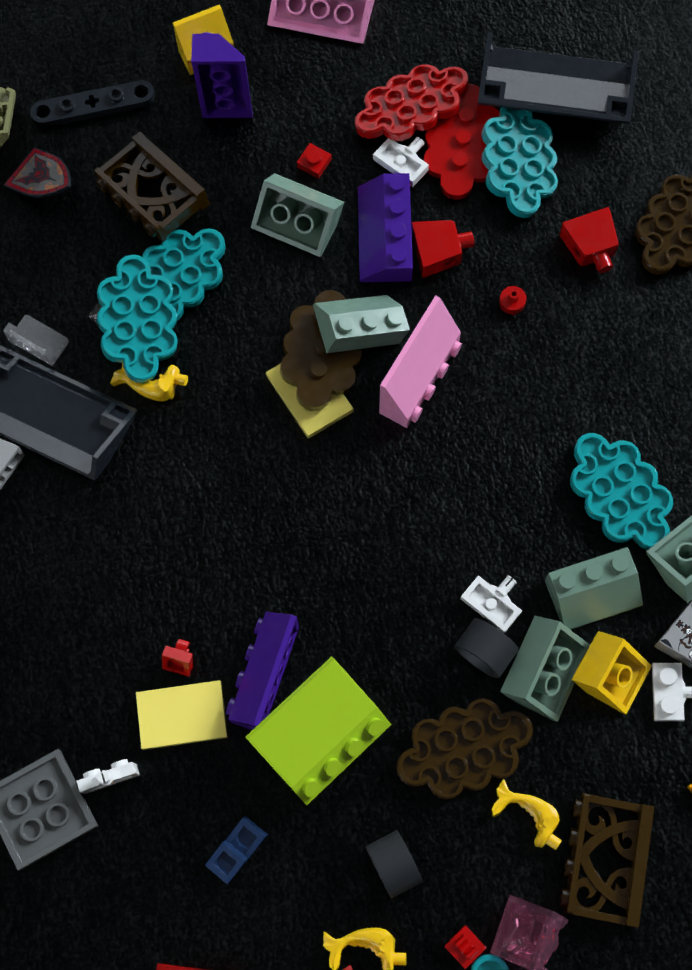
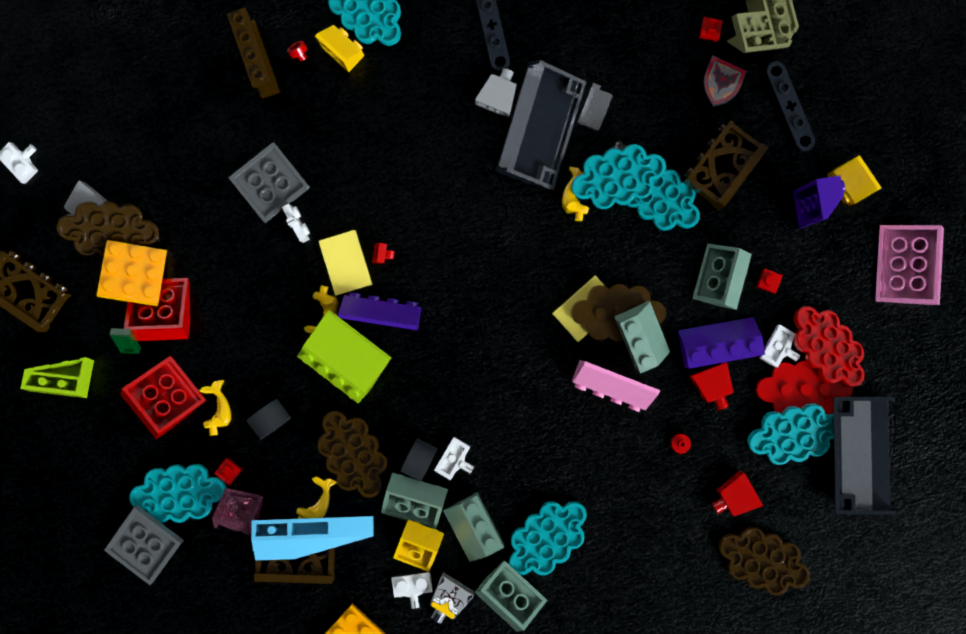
camera: 85 degrees right, 15 degrees up
(236, 850) = (264, 315): dark blue slope -> none
(239, 746) = (327, 301): none -> yellow animal
(578, 833) = (306, 536): none -> medium azure wedge

